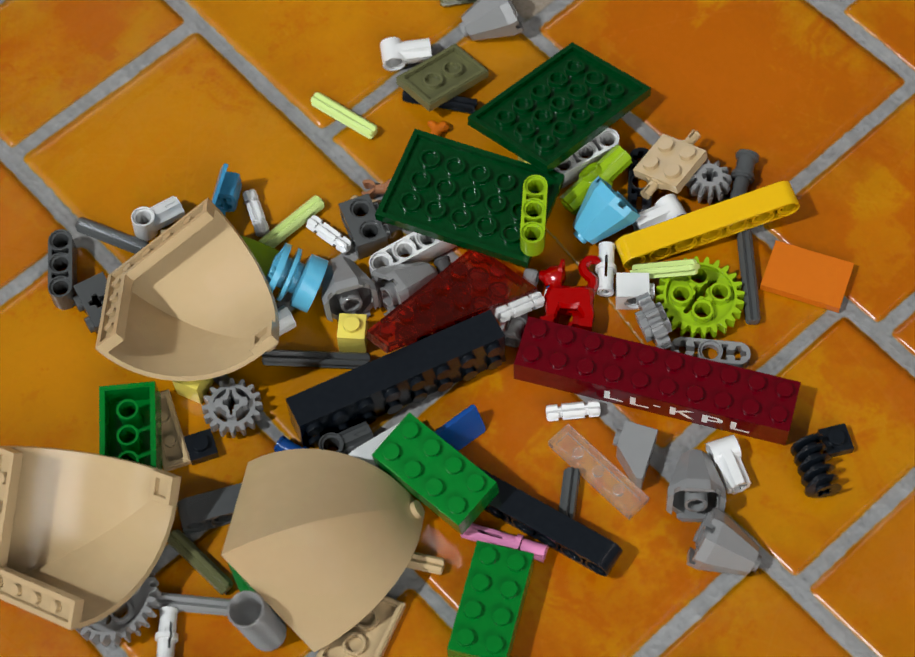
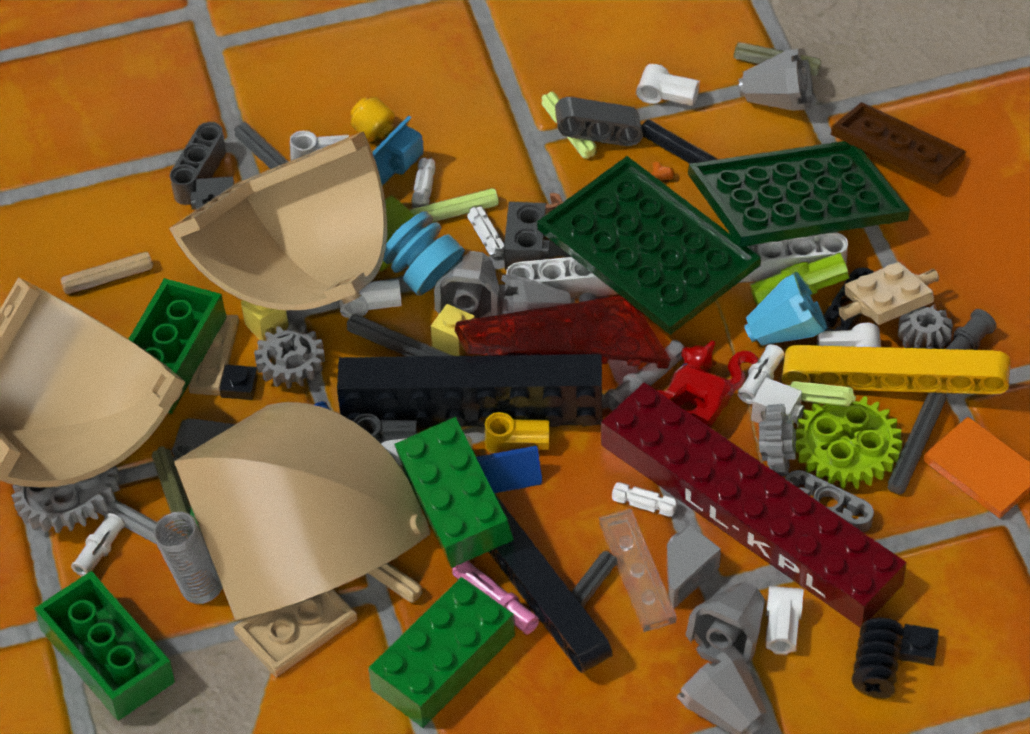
camera: 25 degrees right, 10 degrees down
(38, 397) = (106, 272): none -> tan axle
(185, 173) = (373, 118): none -> yellow head
(370, 105) = (598, 121): none -> dark grey beam
(442, 77) = (692, 123): olive tile -> none
(450, 397) = (514, 433): none -> yellow piece
(519, 307) = (641, 370): white axle -> none
(533, 226) = (700, 280): lime beam -> none
(606, 31) = (898, 143): none -> reddish brown tile

